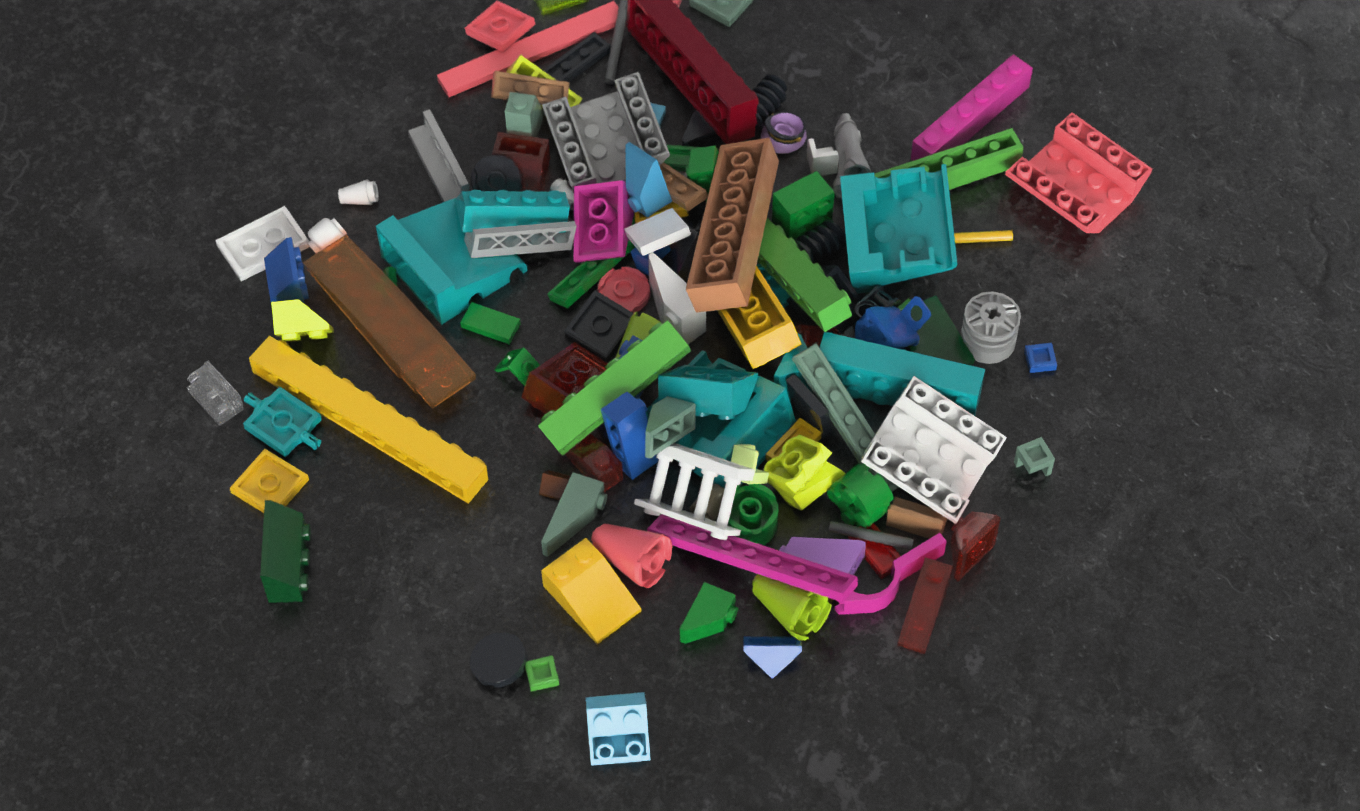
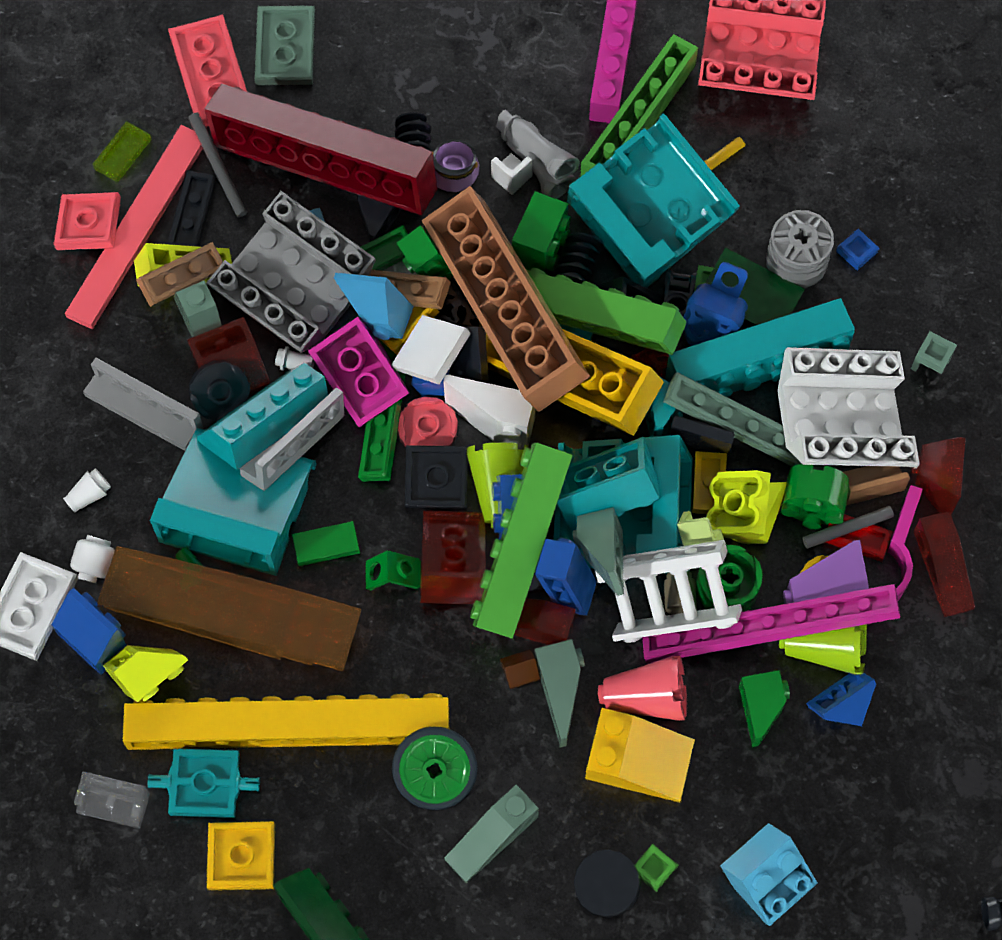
camera: 35 degrees left, 10 degrees up
(448, 575) = (492, 833): none -> sand green slope
(458, 508) = (421, 751): none -> green wheel

